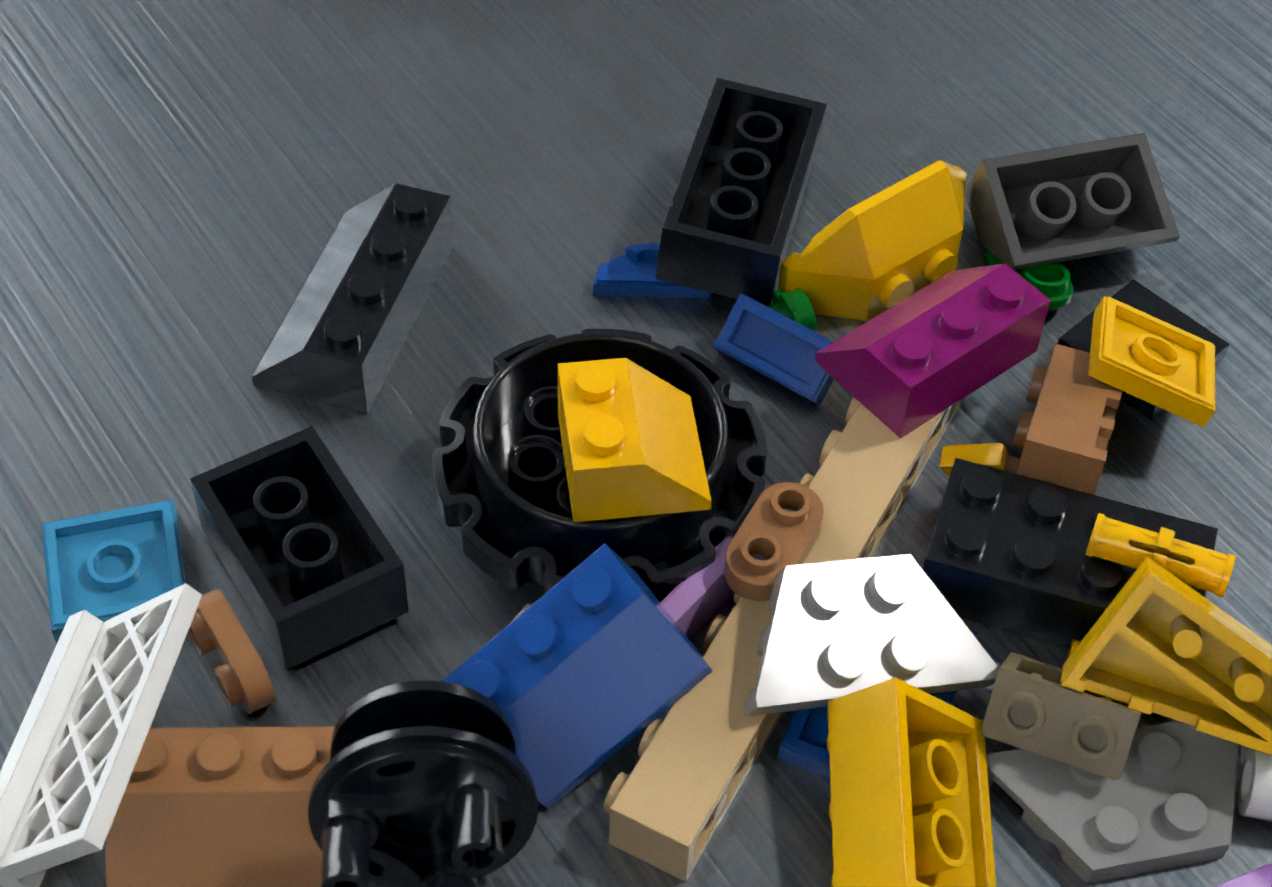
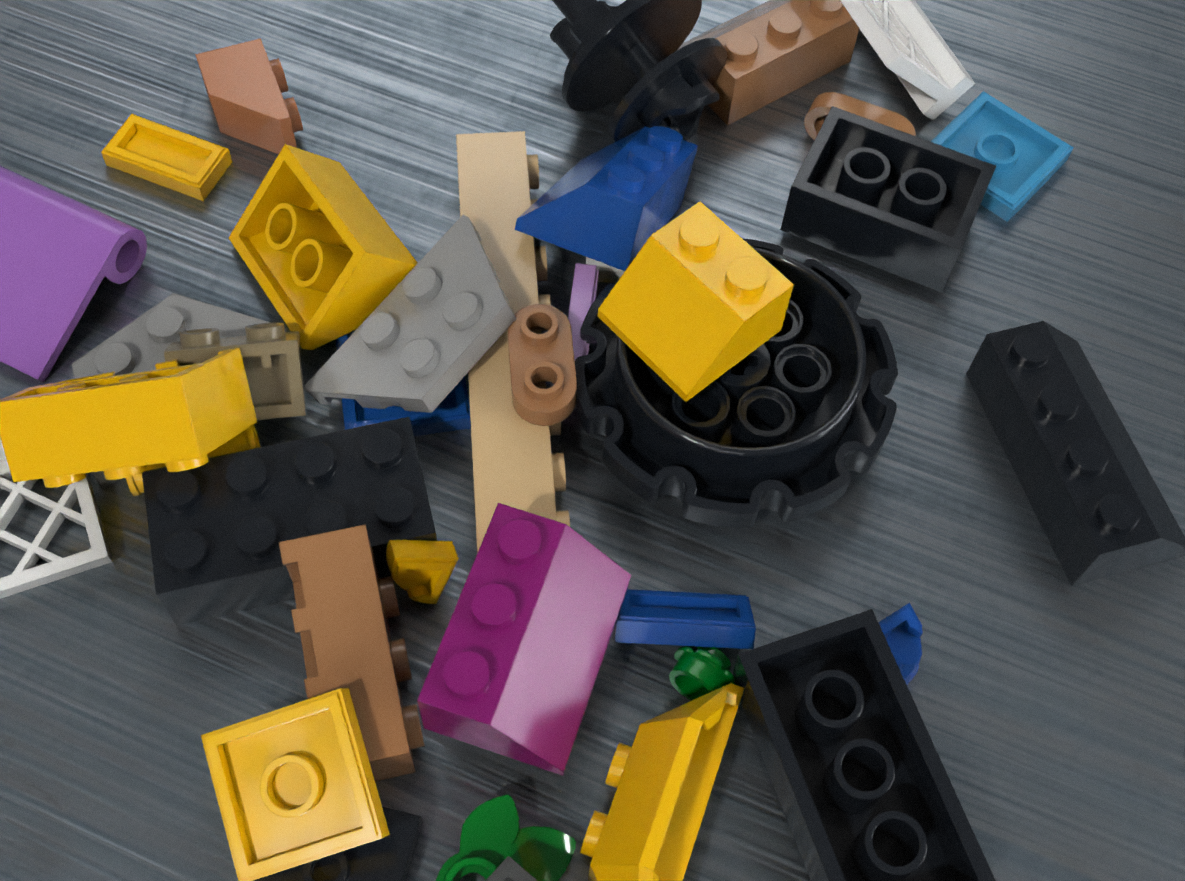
camera: 145 degrees right, 10 degrees up
(1204, 567) = (192, 490): yellow pin -> none

